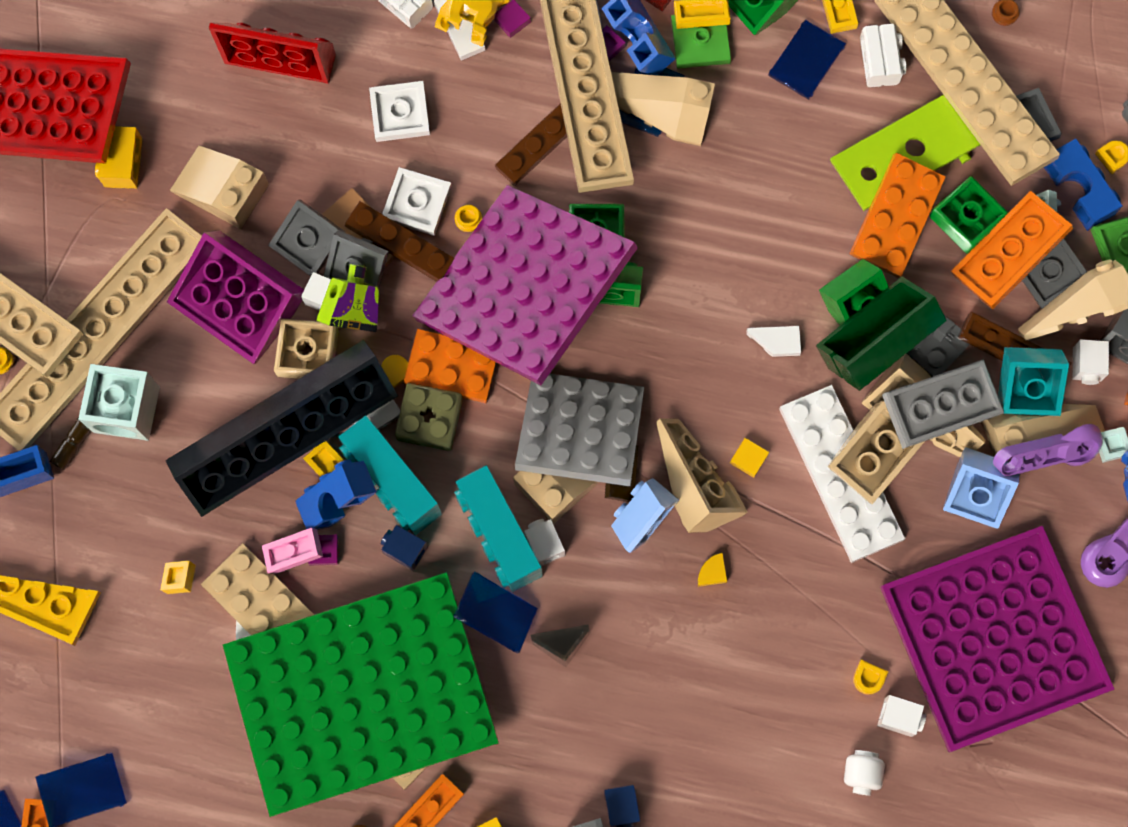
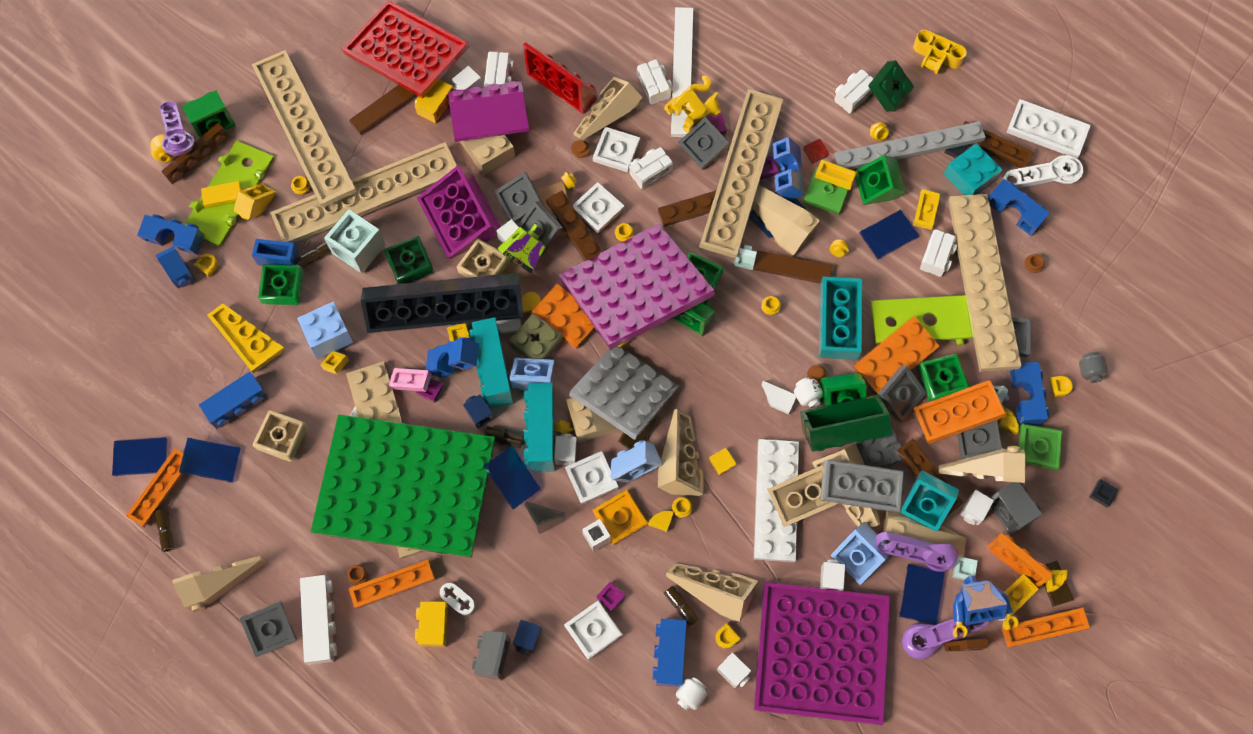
camera: 25 degrees right, 5 degrees down
(32, 500) = (273, 276): none -> green brick
(52, 203) = (381, 109): none -> reddish brown tile
(68, 696) = (233, 400): none -> blue brick
(142, 541) = (325, 330): none -> light blue brick
(145, 697) = (274, 425): none -> tan brick
(151, 113) = (466, 79): none -> white brick
(186, 80) = (498, 68): none -> white brick
(204, 140) = (488, 111): none -> magenta slope
(207, 376) = (408, 249): none -> dark green brick
(351, 132) = (580, 148): none -> dark orange plate
(359, 182) = (569, 180): none -> yellow plate
(365, 47) = (616, 100): none -> tan wedge
(449, 462) = (531, 371): none -> light blue slope
(456, 564) = (505, 437): none -> dark brown axle
(458, 114) = (650, 168): none -> white brick
(505, 812) = (454, 602): none -> white beam
(511, 49) = (704, 143): none -> dark grey hinge
(526, 513) = (563, 427): none -> yellow plate
(595, 561) = (591, 477): none -> white plate
(642, 632) = (596, 535): none -> white brick
(644, 177) = (745, 258): none -> light aqua tile
(657, 593) = (620, 516): none -> light orange tile
(699, 701) = (610, 596): none -> magenta tile
(700, 755) = (593, 630): none -> white plate
(706, 224) = (771, 305): none -> yellow plate
(708, 161) = (791, 267): none -> reddish brown tile
(729, 541) = (682, 507): none -> yellow plate
(755, 108) = (839, 248): none -> yellow plate
(796, 669) = (679, 603): none -> dark brown piece
(804, 199) = (840, 318): none -> teal brick
(809, 285) = (817, 372): none -> dark orange plate
(811, 734) = (670, 652): none -> blue brick
(813, 315) = (808, 392): none -> white head
(835, 625) = (722, 593): none -> tan wedge
(929, 259) = (902, 393): none -> dark grey hinge
(960, 535) = (832, 575): none -> white brick
(1077, 503) = (921, 594): none -> clear blue piece
(1078, 234) = (1009, 422): none -> yellow tile

